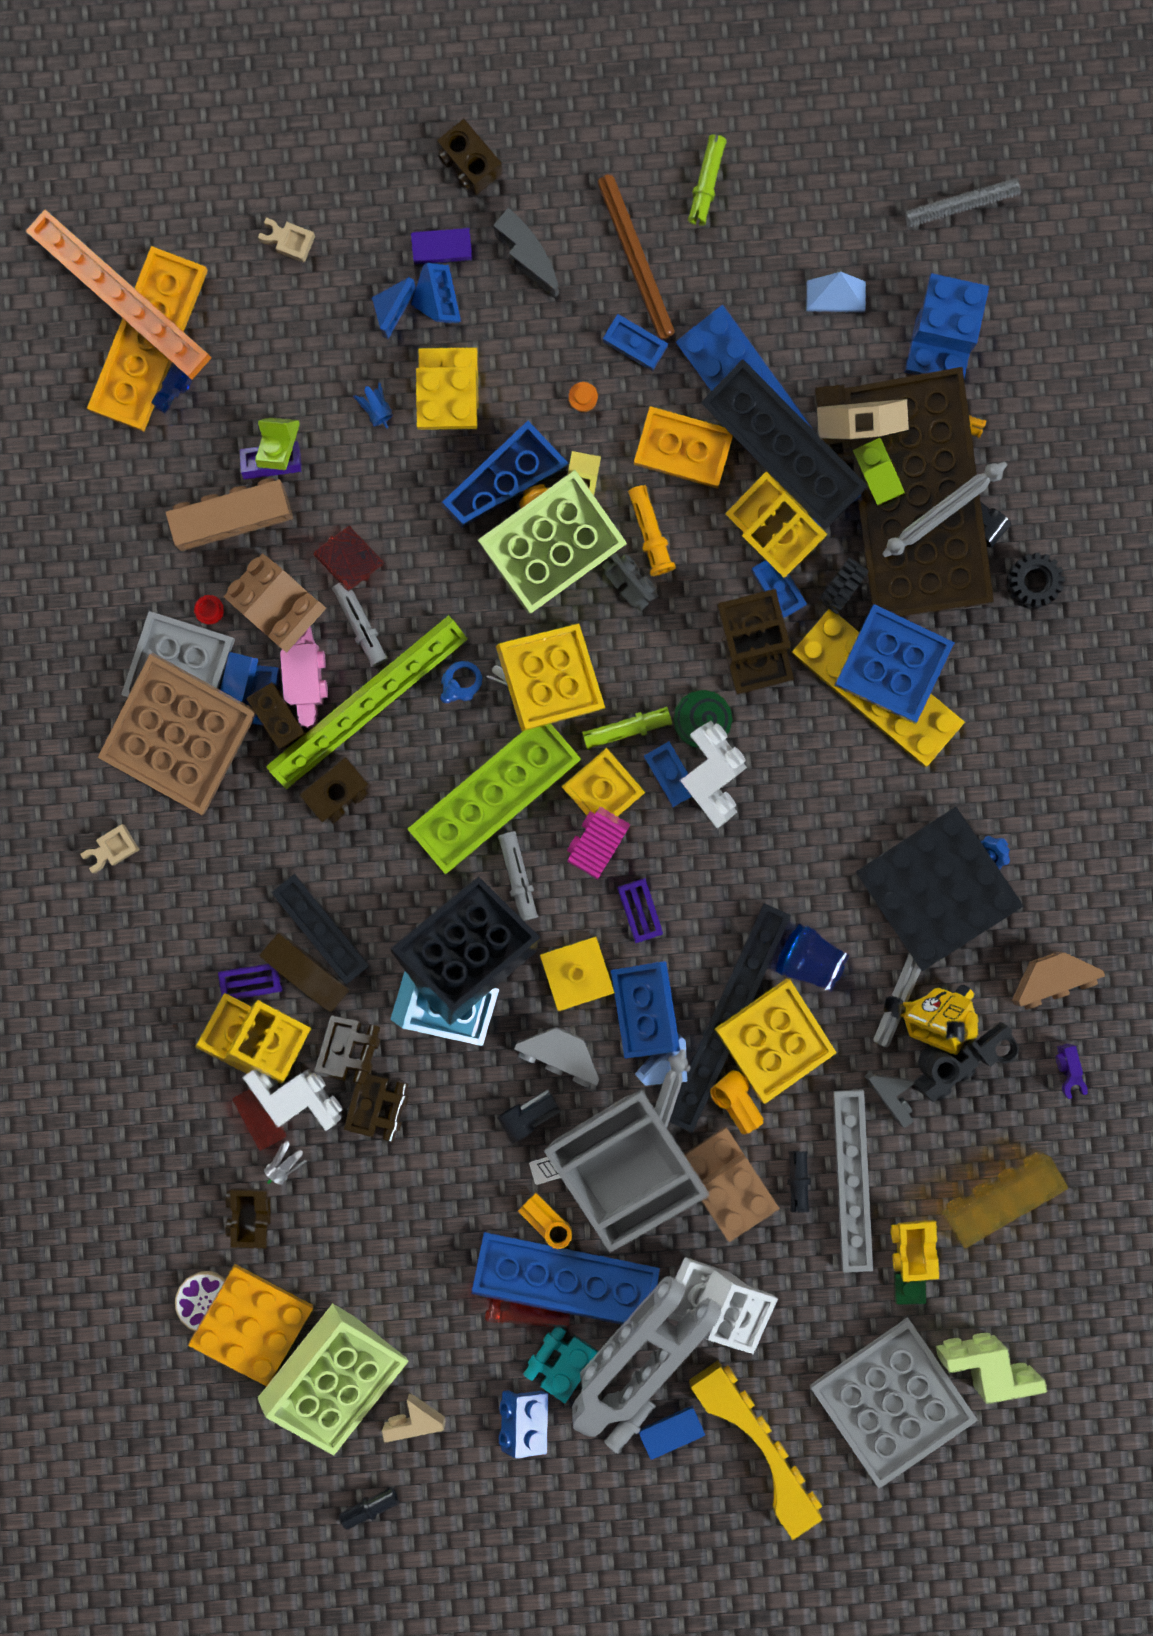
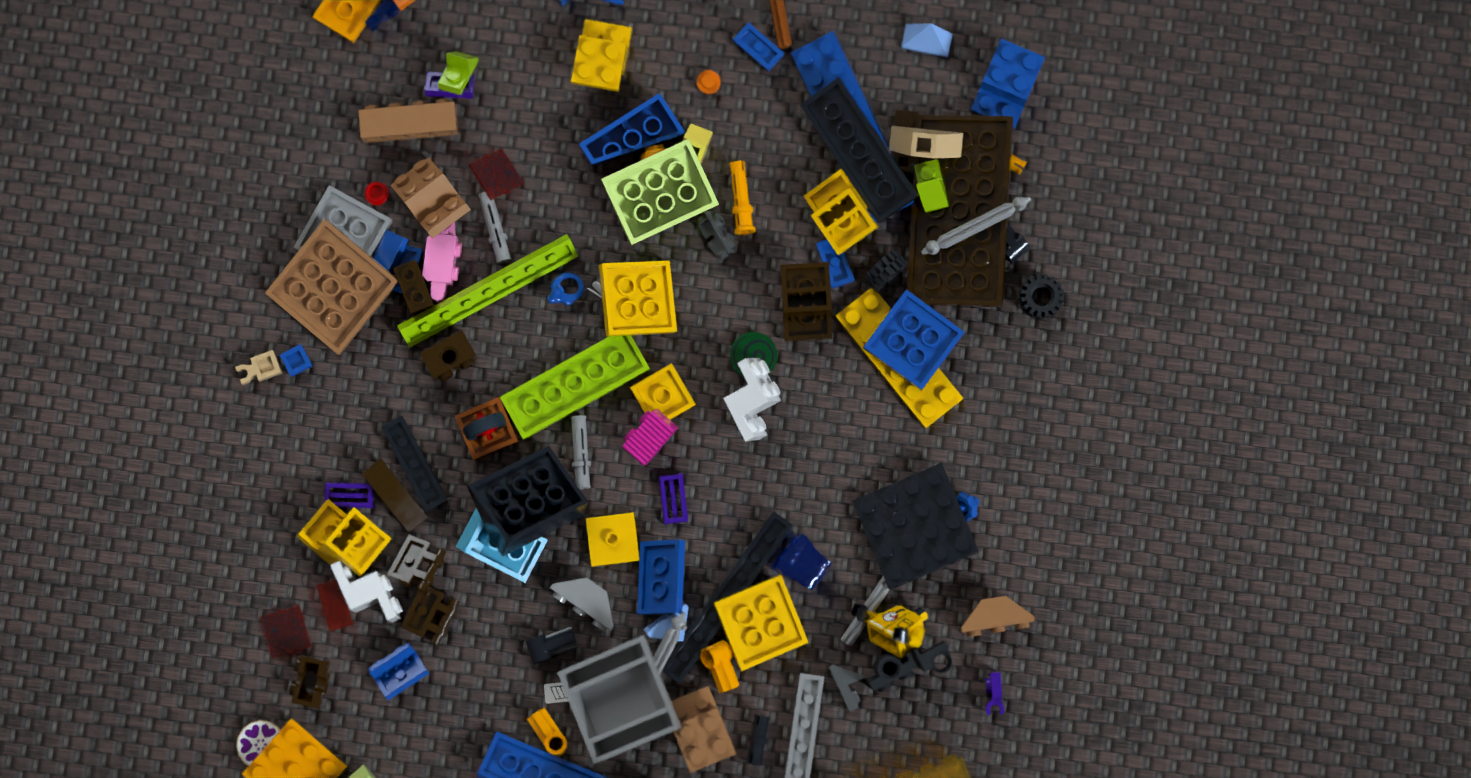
camera: 10 degrees right, 5 degrees down
(152, 831) = (296, 360): none -> blue plate
(207, 1160) = (286, 631): none -> clear red piece
(279, 1172) = (342, 649): flat silver piece -> none
(351, 1183) = (398, 671): none -> blue bracket
(378, 409) = (542, 60): blue piece -> none
(398, 870) = (486, 428): none -> dark orange plate
(639, 724) = (688, 351): lime pin -> none
(668, 772) = (717, 389): blue plate -> none
(683, 447) = (780, 137): light orange plate -> none

